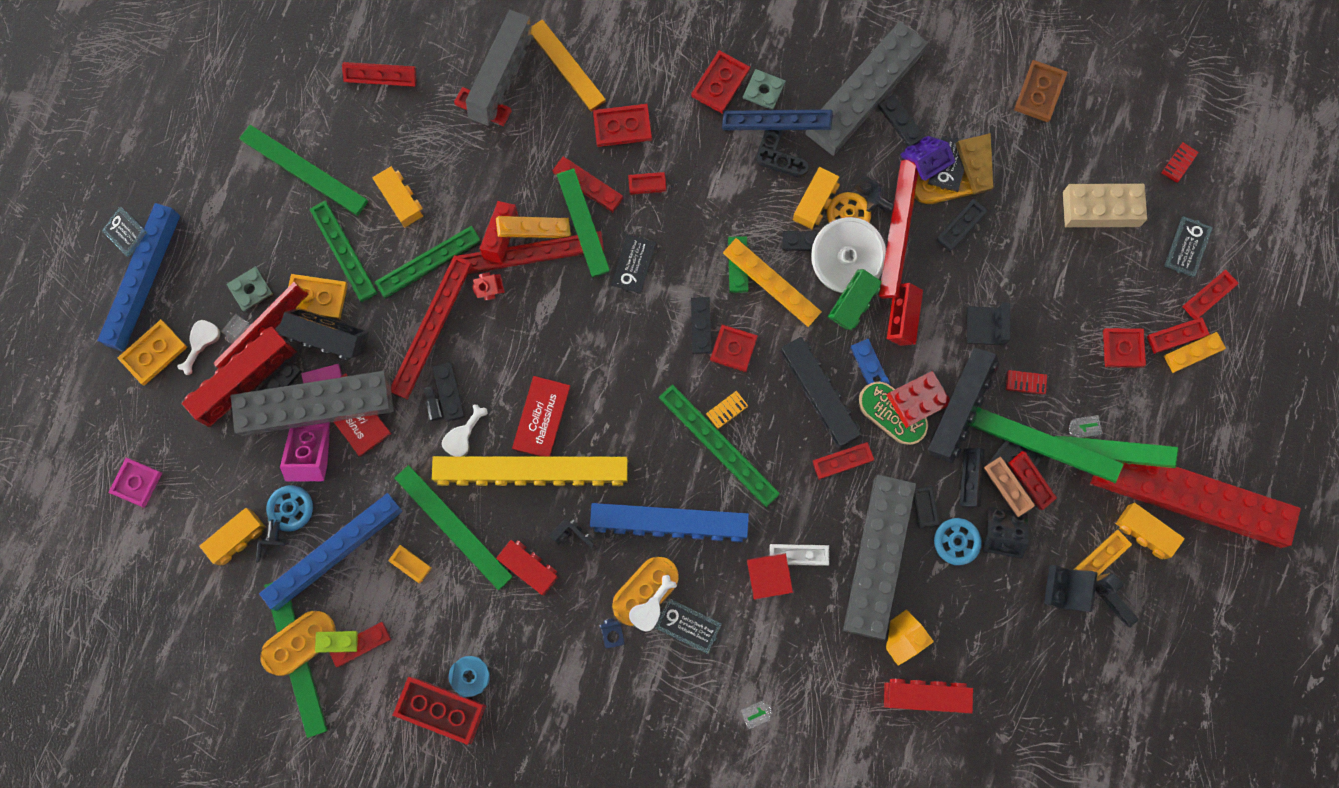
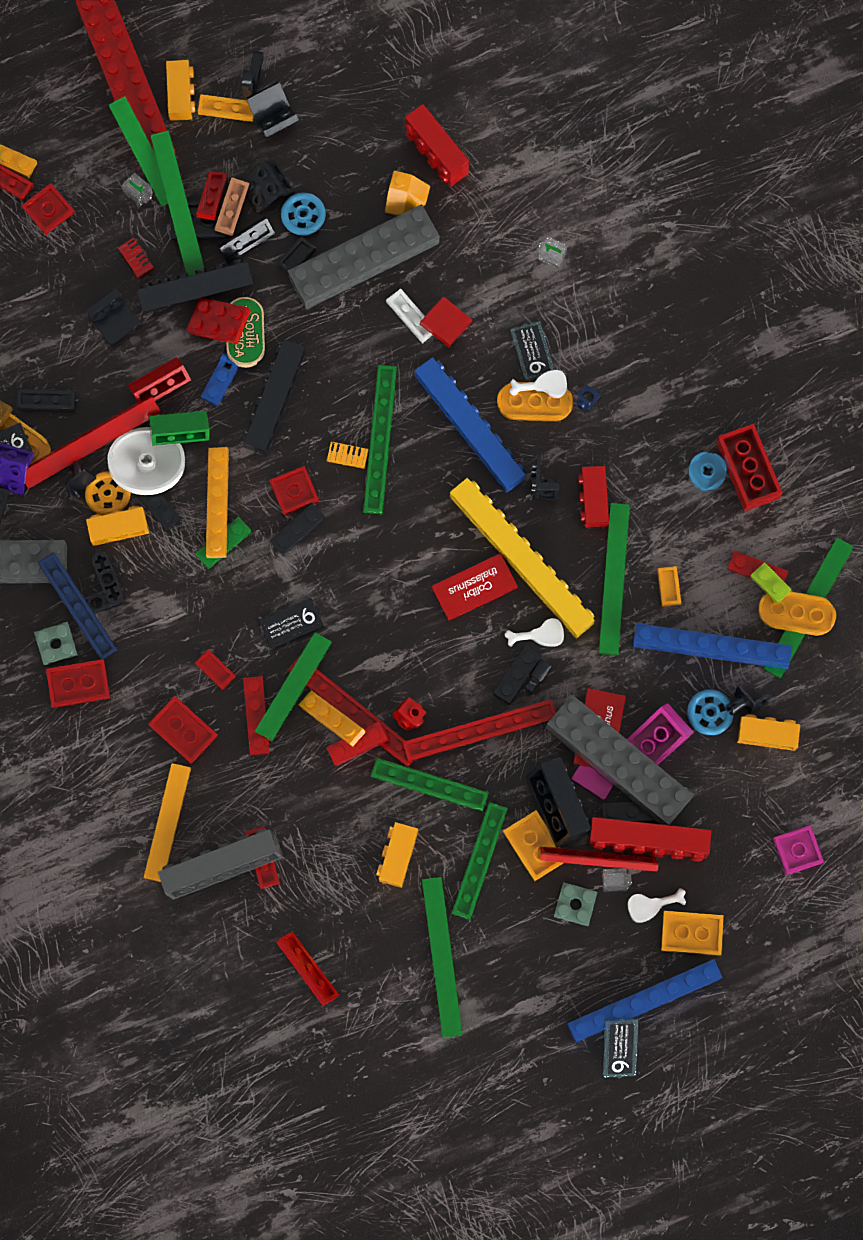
camera: 135 degrees left, 0 degrees up
(843, 460) = (313, 339): red plate -> none

